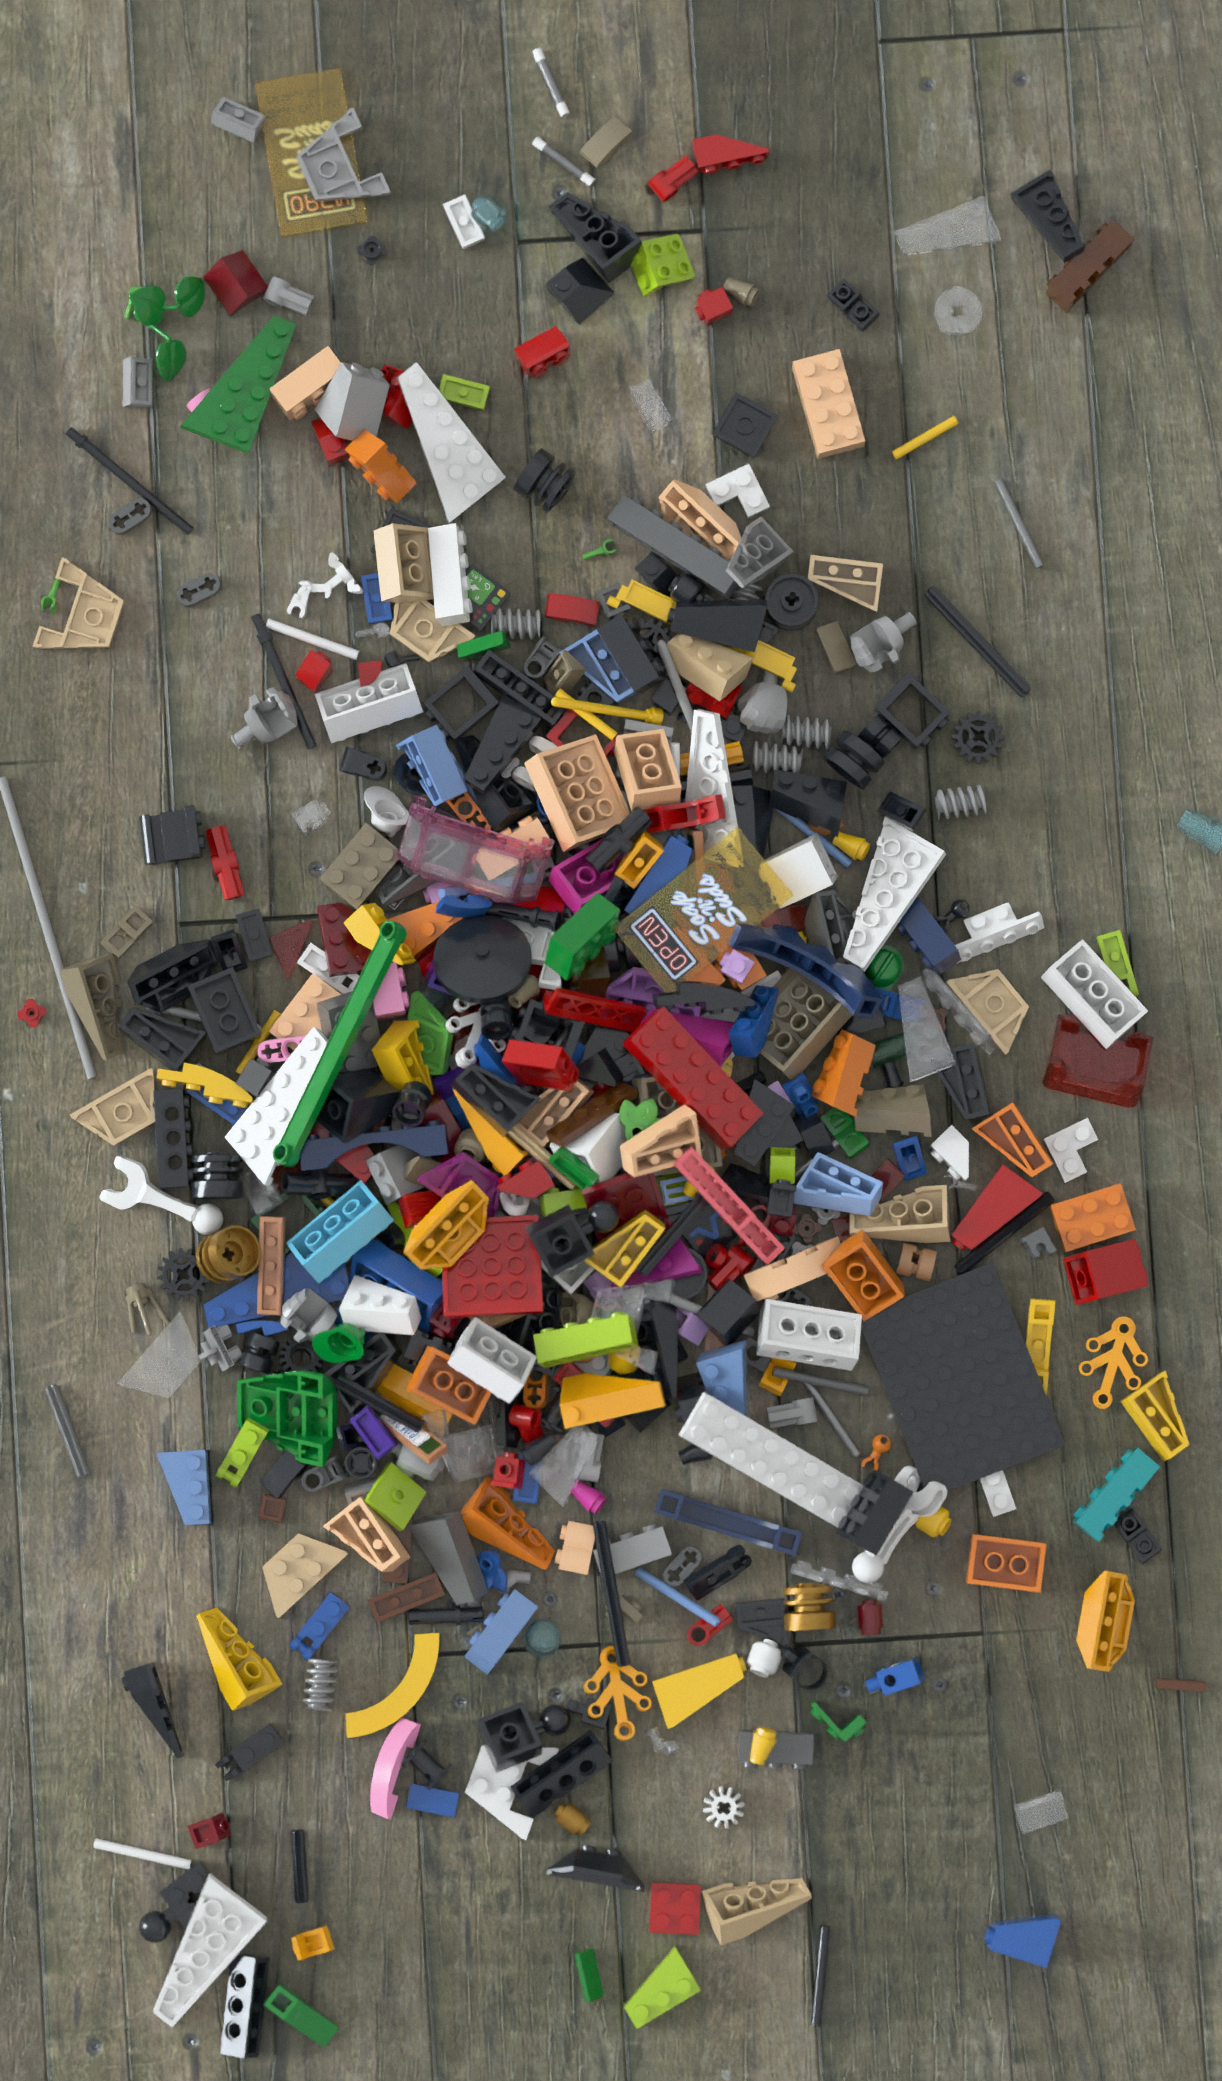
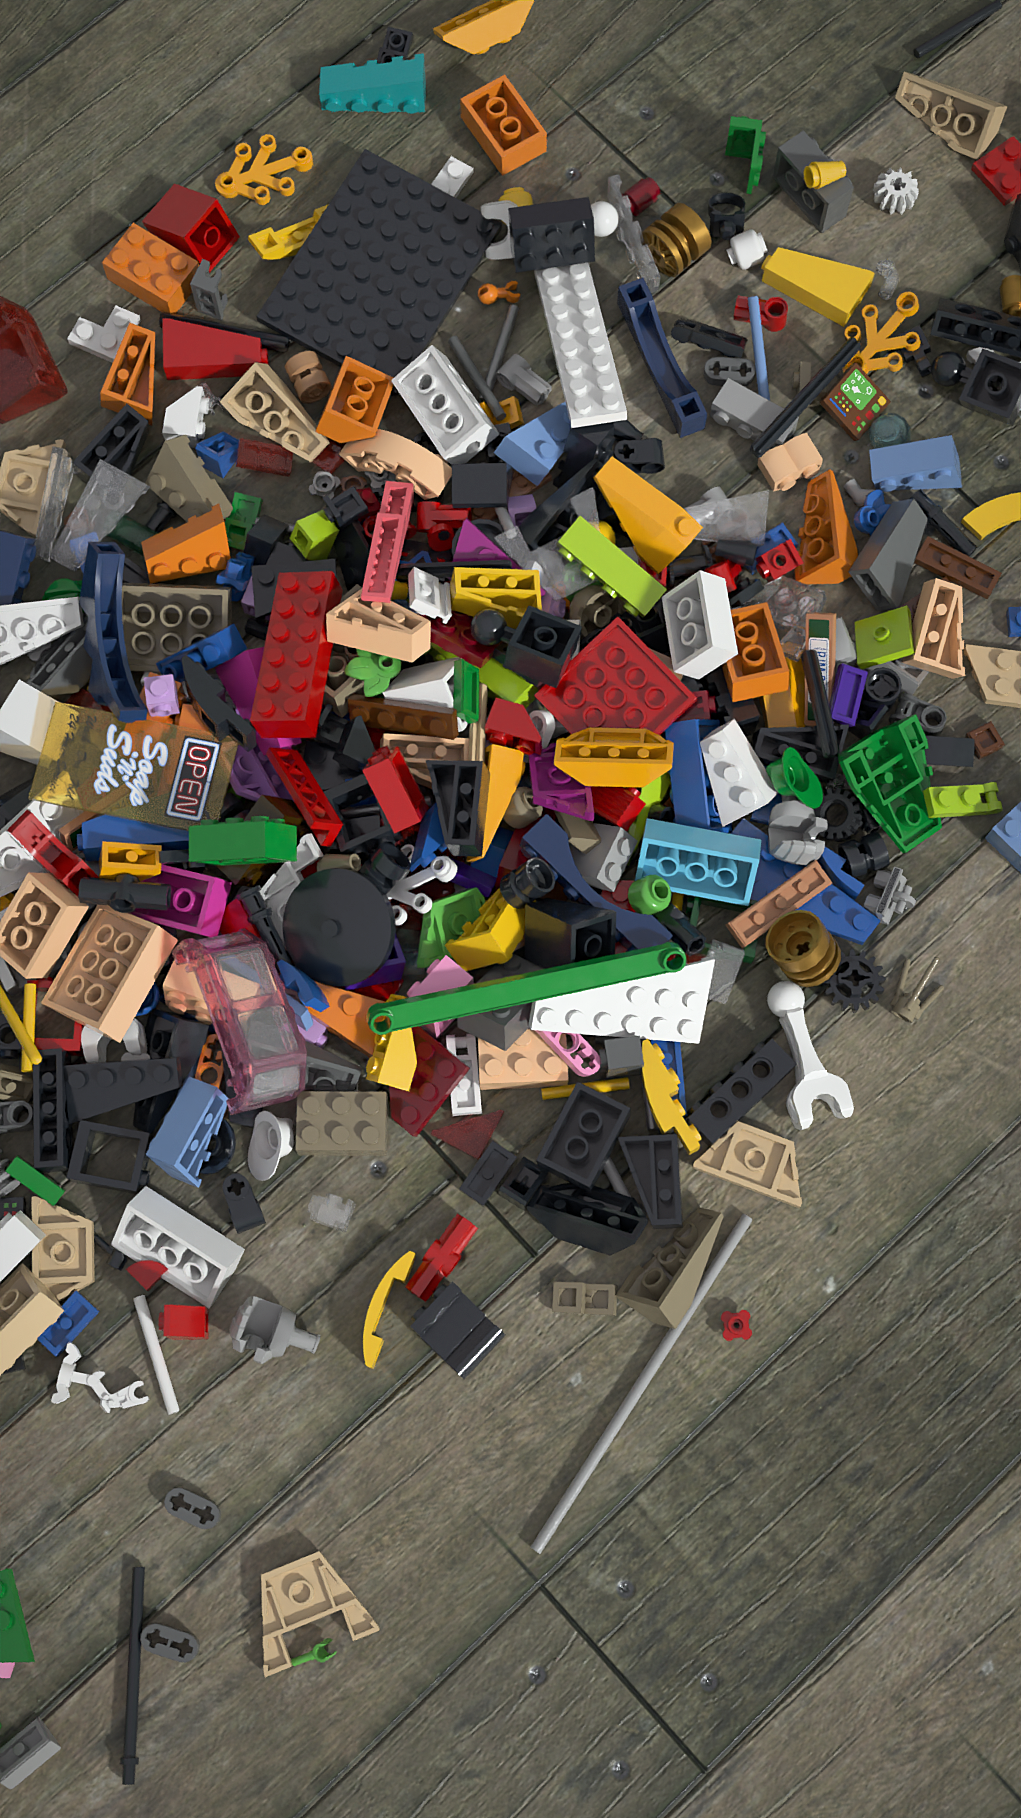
camera: 130 degrees left, 10 degrees down
(165, 1361) = (944, 932): clear wing -> none
(207, 778) = (400, 1272): none -> yellow slope
(217, 1176) = (746, 1014): black wheel -> none
(265, 638) = (191, 1400): black bar -> none
(343, 1181) = (649, 894): none -> bright green head
(381, 629) = (95, 1295): clear hand -> none
(584, 1631) = (855, 401): none -> reddish brown tile
(589, 1497) = (739, 481): dark pink cone -> none
(663, 1199) = (428, 595): none -> white plate
(665, 1449) = (641, 455): none -> black piece
(763, 1619) = (714, 275): black wing -> none
(837, 1187) = (293, 478): light blue wedge -> none
(907, 1674) = (669, 136): blue torso -> none
(1157, 1417) = (280, 101): yellow wedge -> none

